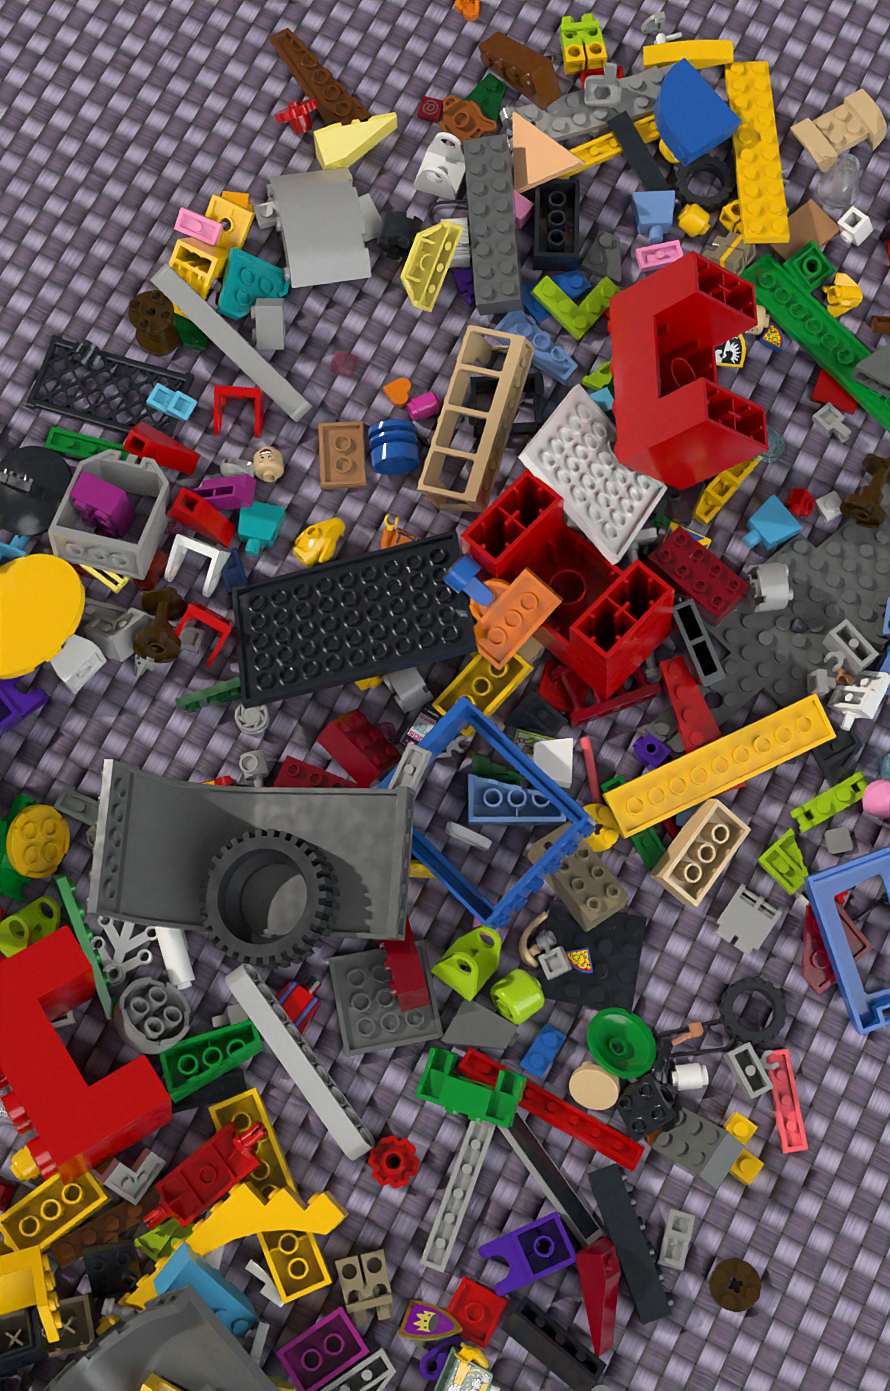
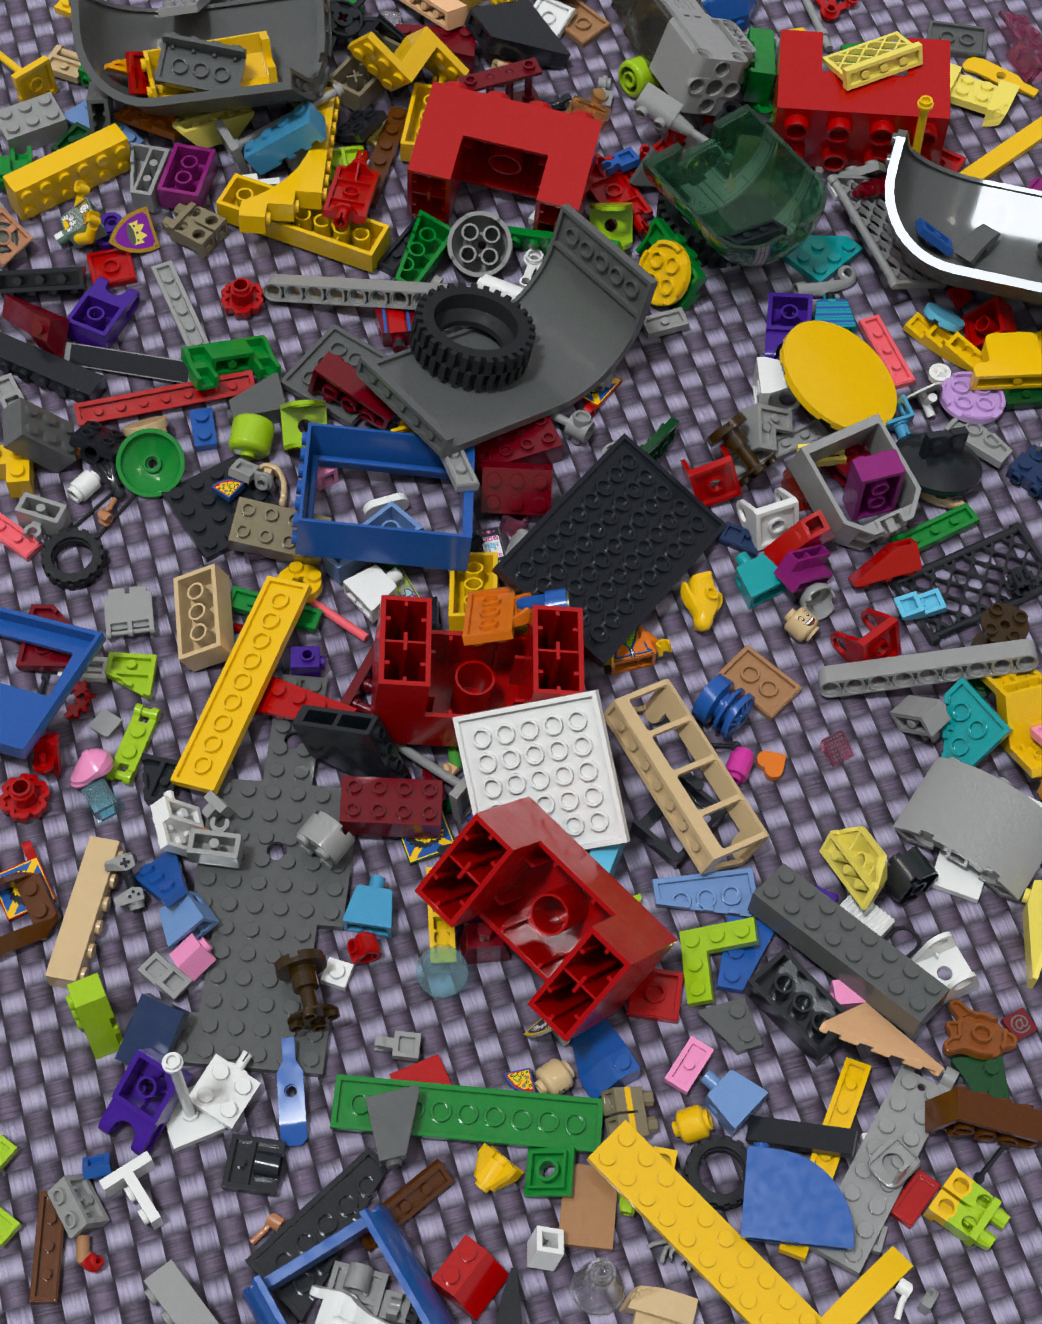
camera: 135 degrees right, 15 degrees down
(131, 1182) = (393, 166): light grey panel -> none

